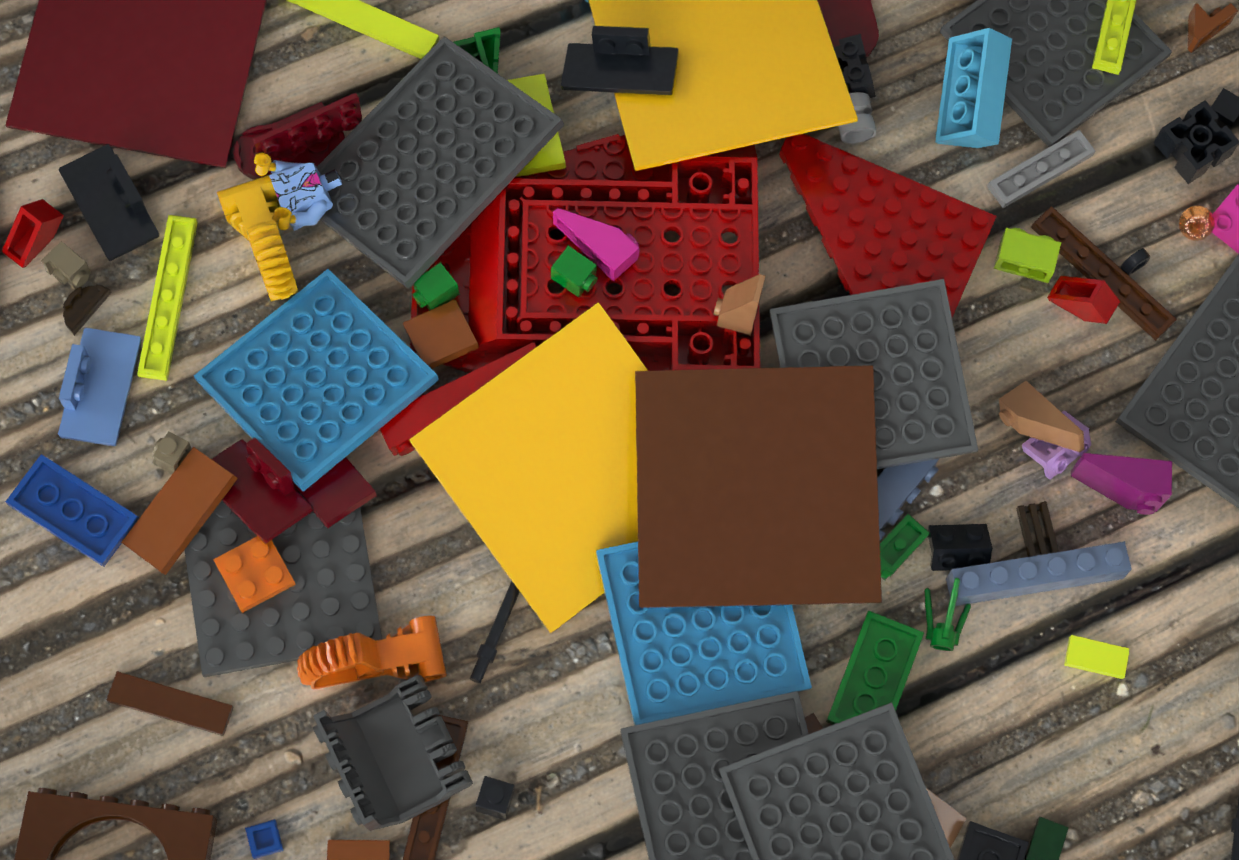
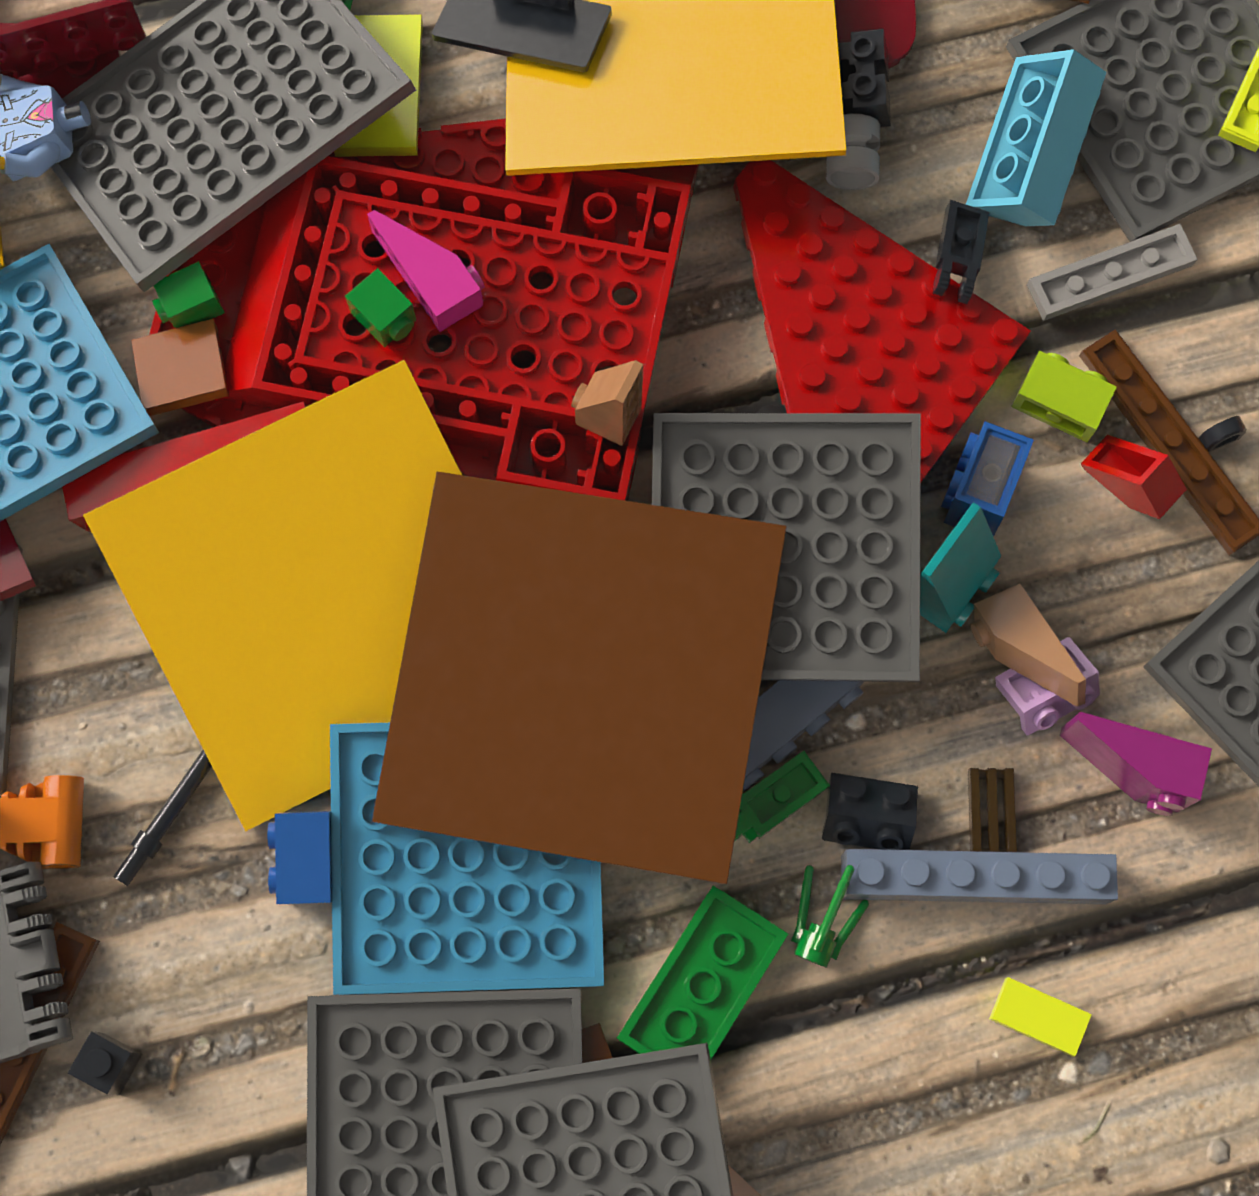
camera: 15 degrees right, 5 degrees up
(595, 640) = (301, 857): none -> blue brick
(940, 170) = (960, 248): none -> black hinge
(986, 378) = (958, 570): none -> teal slope
(989, 318) = (989, 476): none -> blue piece

